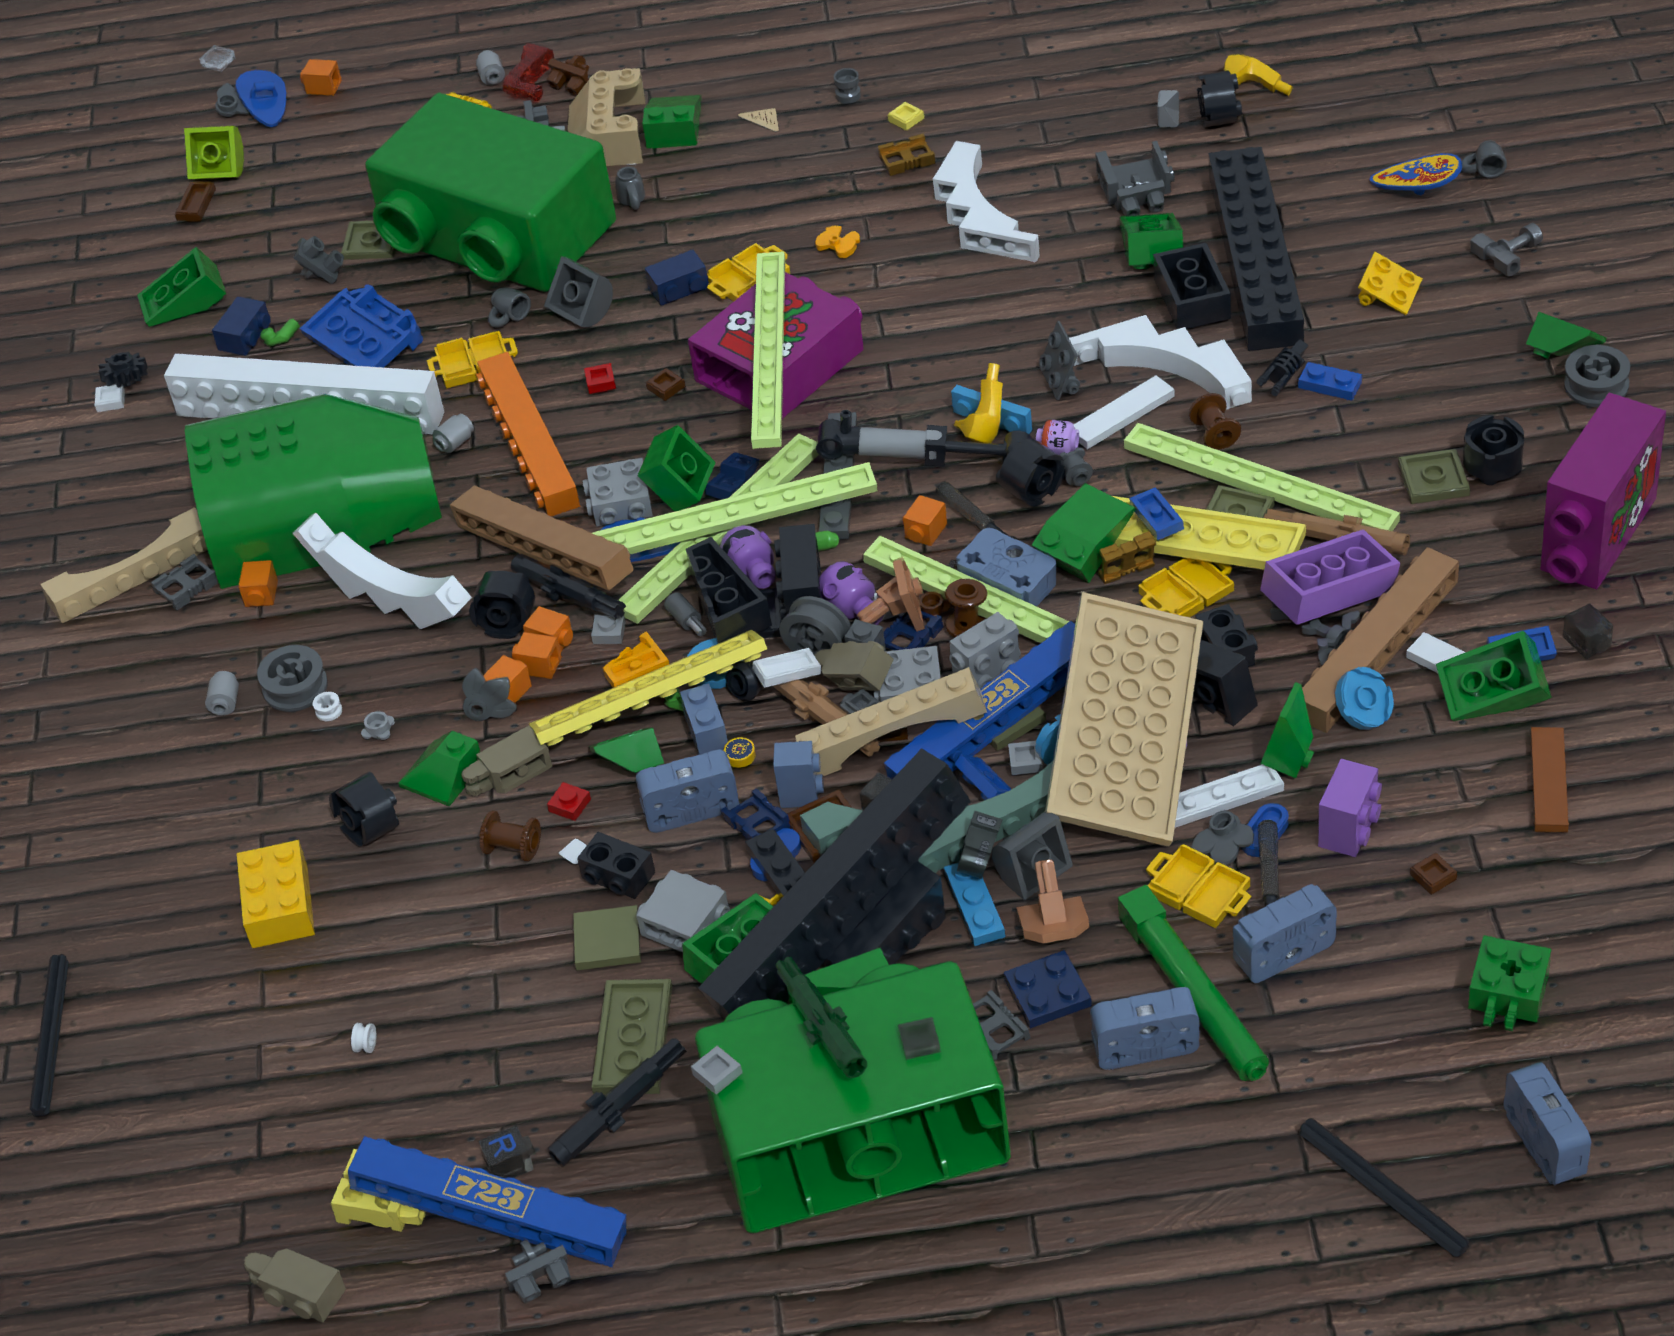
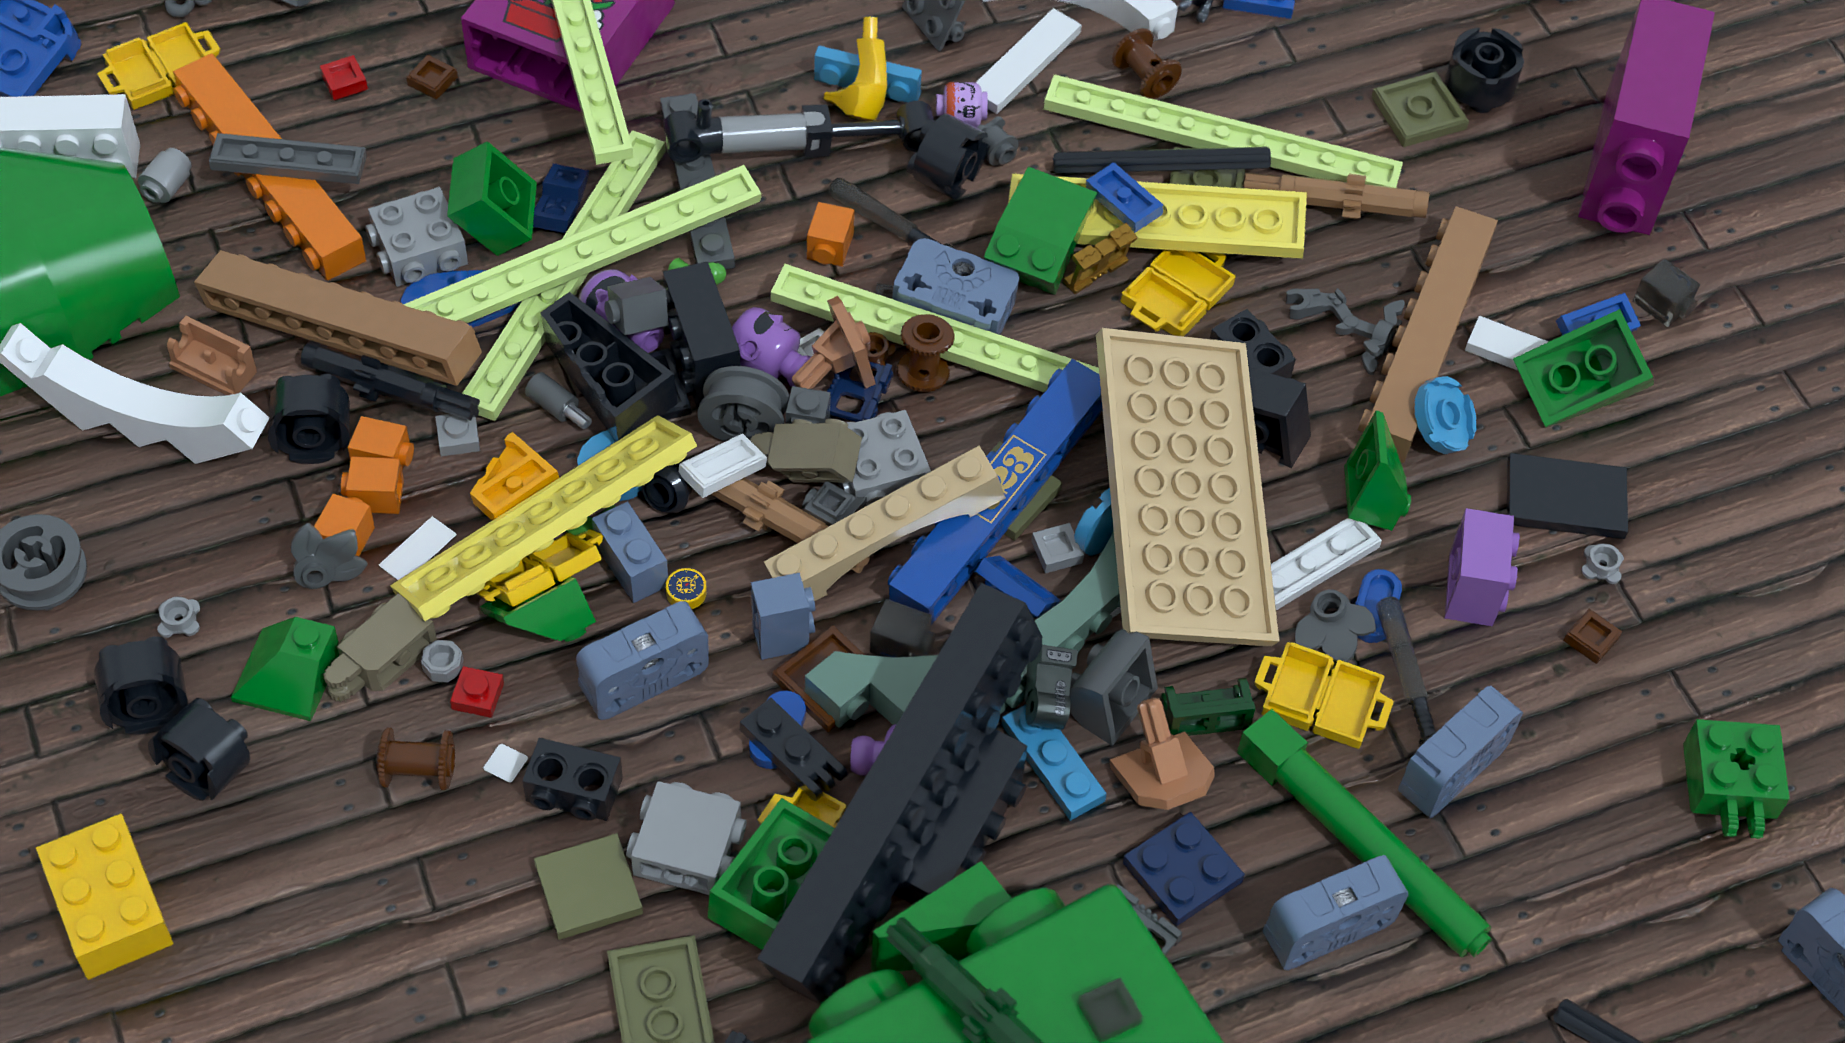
camera: 25 degrees left, 10 degrees up
(330, 713) = (89, 588): white bush -> none
(334, 760) = (140, 685): none -> black brick
(449, 557) = (211, 357): none -> nougat hinge
(539, 427) = (287, 158): none -> dark grey tile
(549, 777) = (442, 661): none -> light grey tile
(557, 702) = (418, 548): none -> white sticker
(628, 725) = (534, 575): none -> yellow piece
(753, 549) = (637, 306): none -> dark grey brick
(765, 812) = (747, 672): dark blue piece -> none
(986, 648) = (972, 413): light grey brick -> none
(1100, 885) = (1209, 710): none -> dark green hinge
(1206, 492) = (1163, 159): none -> black axle
(1329, 576) = (1356, 259): medium lavender brick -> none
(1450, 771) = (1567, 495): none -> black tile
(1460, 822) = (1604, 554): none -> light grey plate
(1549, 779) = (1683, 492): dark orange tile -> none

